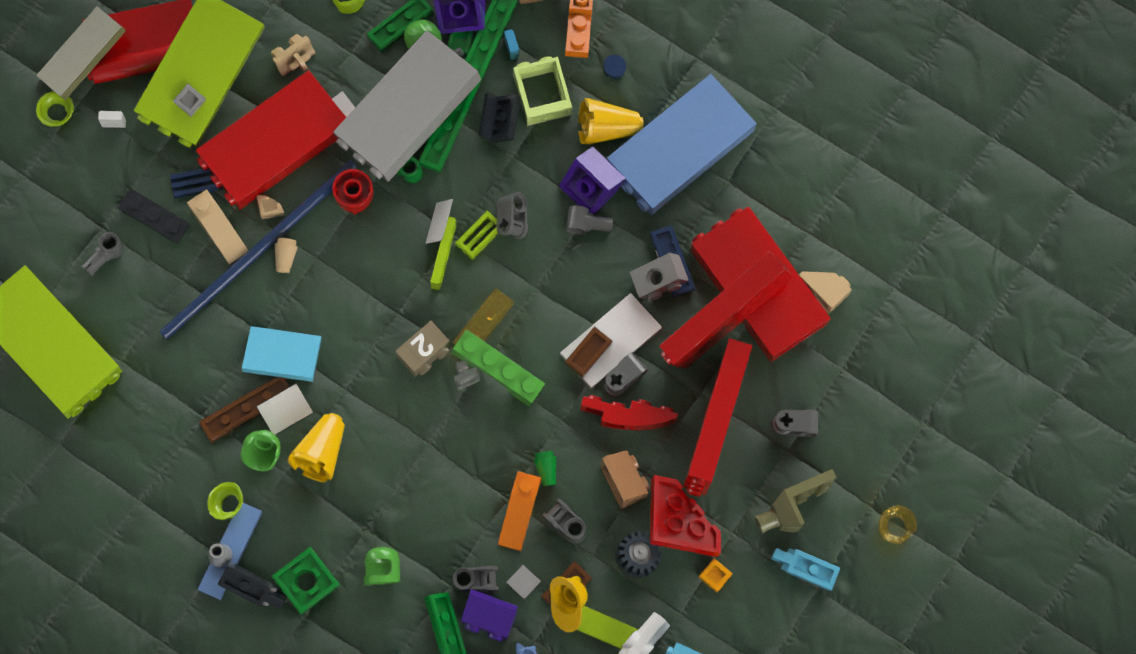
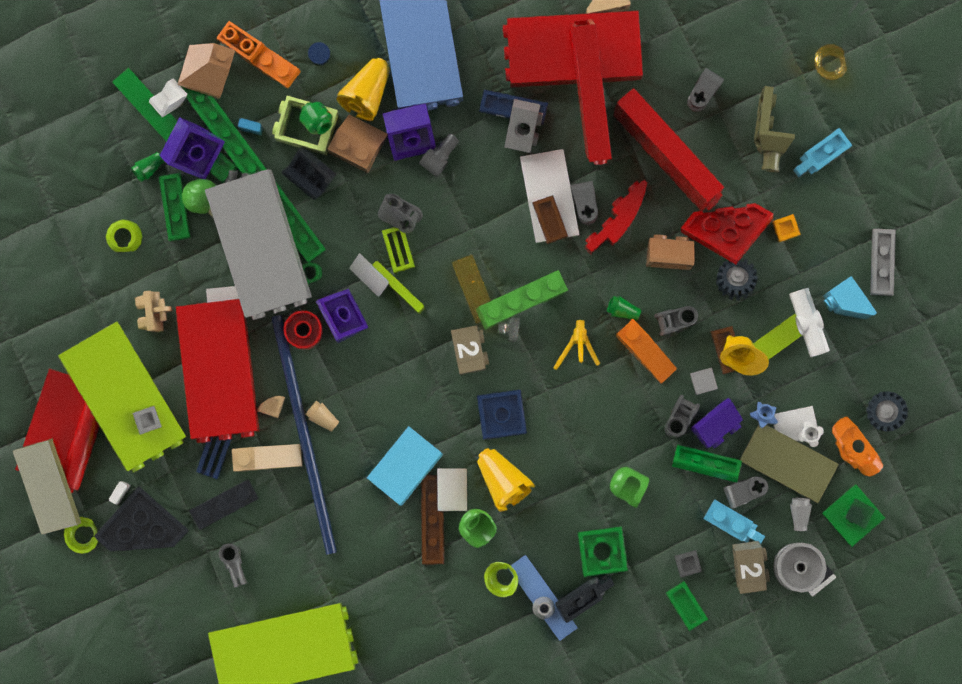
camera: 50 degrees left, 10 degrees up
(92, 153) = (140, 526): none -> black plate
(381, 414) = (501, 414): none -> dark blue tile
(387, 218) = (342, 315): none -> dark purple slope
(495, 443) = (579, 337): none -> yellow plant
(551, 90) = (316, 118): none -> green head
(553, 143) = (357, 143): none -> medium nougat slope

